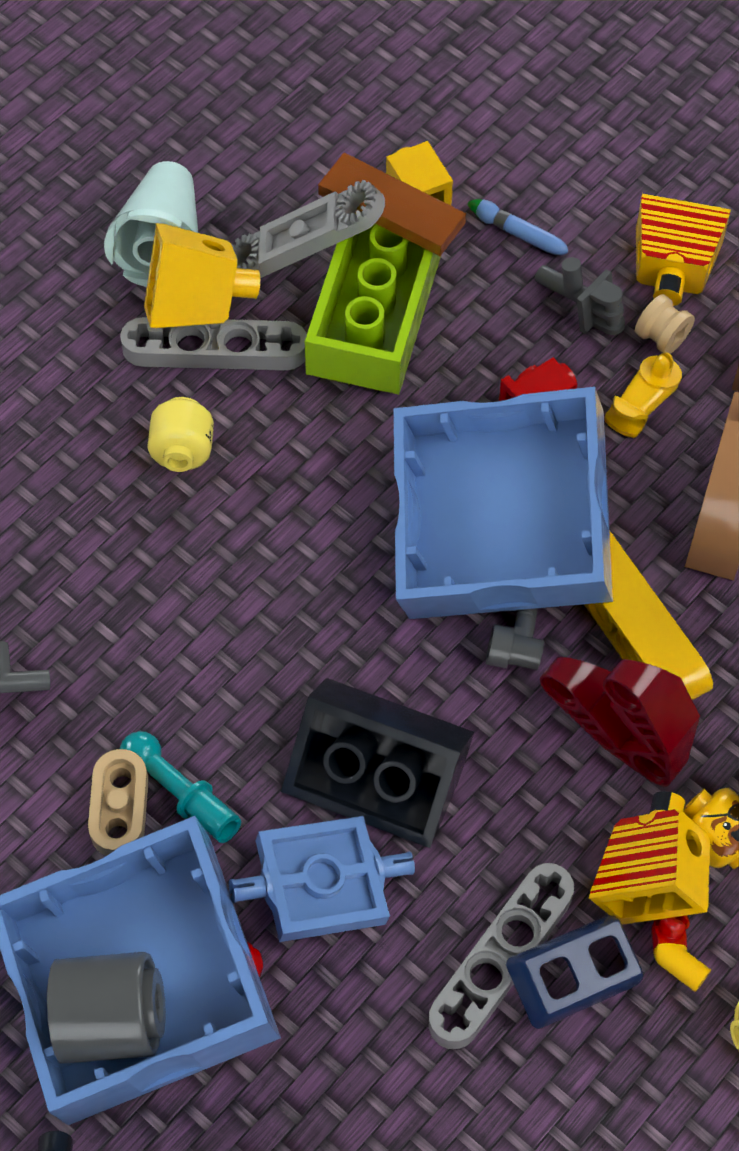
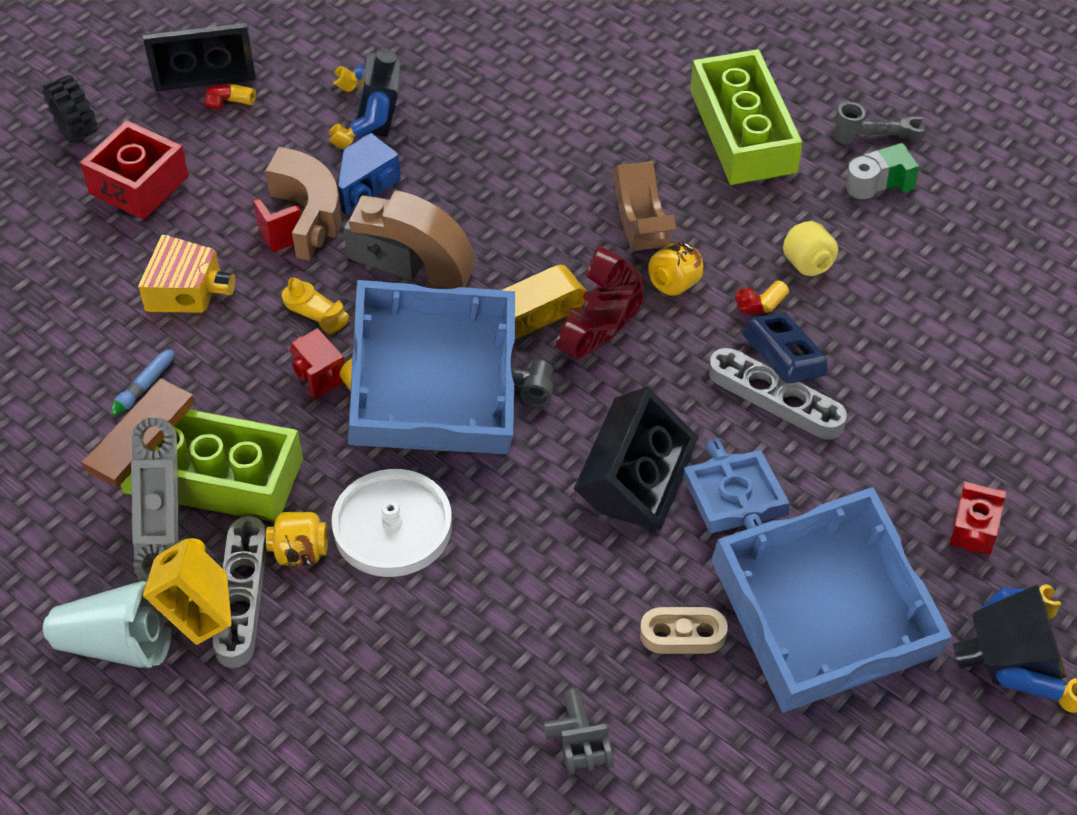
camera: 90 degrees left, 10 degrees down
(105, 1007) = (868, 603): dark grey piece -> none
(180, 434) = (339, 604): light yellow head -> none
(193, 798) = (677, 577): teal pin -> none
(275, 390) = (297, 538): none -> yellow head
(303, 490) = (392, 522): none -> white piece
(422, 170) = (83, 436): yellow brick -> none
(597, 305) = (234, 322): dark grey arm -> none
(654, 865) = (710, 295): yellow torso -> none
(664, 324) = (256, 286): tan wheel -> none

